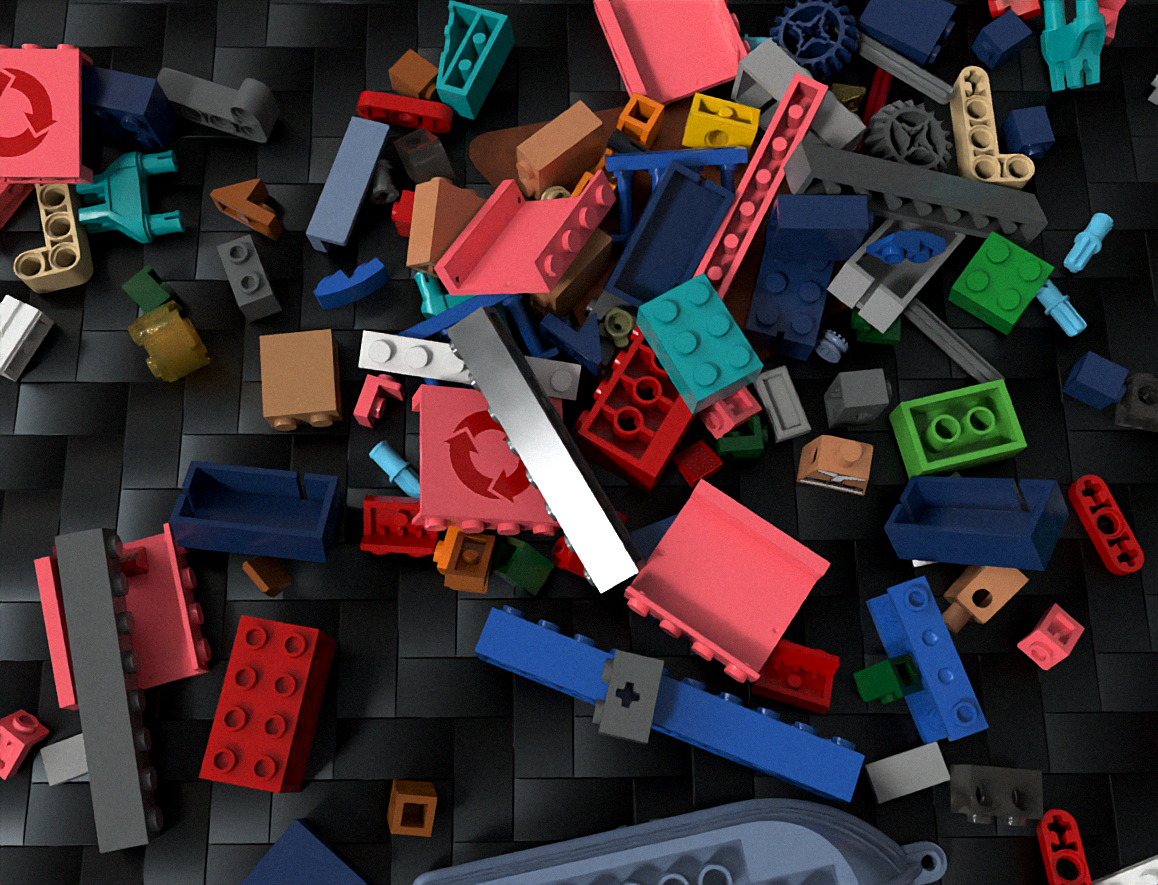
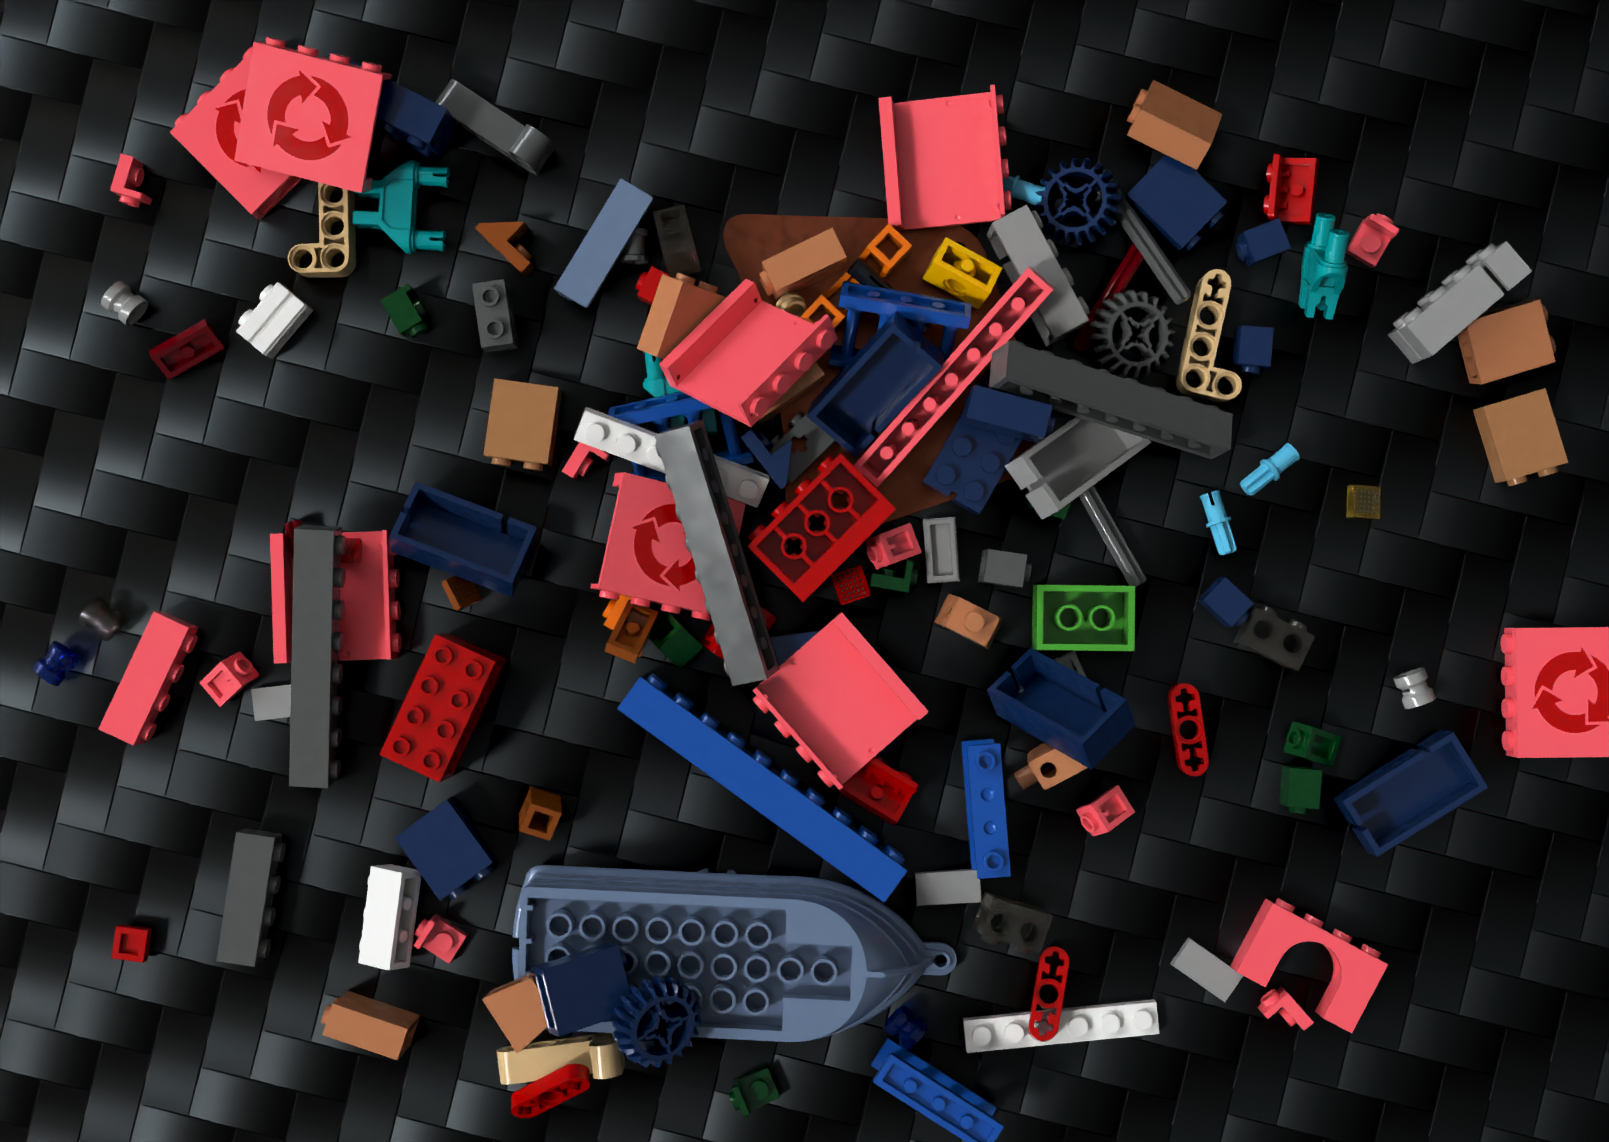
camera: 15 degrees right, 15 degrees up
(170, 342) = (414, 364): clear yellow brick -> none
(340, 290) = (574, 346): blue slope -> none
(390, 527) = (572, 578): red bracket -> none
(398, 470) = (590, 527): medium azure axle -> none
(405, 111) = (672, 178): red beam -> none
(414, 77) = (690, 148): dark orange brick -> none
(472, 57) = (747, 140): teal wedge -> none
(617, 317) = (820, 452): olive plate -> none
(644, 677) = (729, 799): dark grey brick -> none
(698, 343) = (869, 497): teal brick -> none
(830, 346) = (1000, 510): sand blue bush -> none
(848, 95) = (1089, 268): clear yellow slope -> none
(888, 680) = (951, 813): dark green brick -> none
(909, 244) = (1072, 450): blue slope -> none
(1000, 283) = (1168, 493): green brick -> none

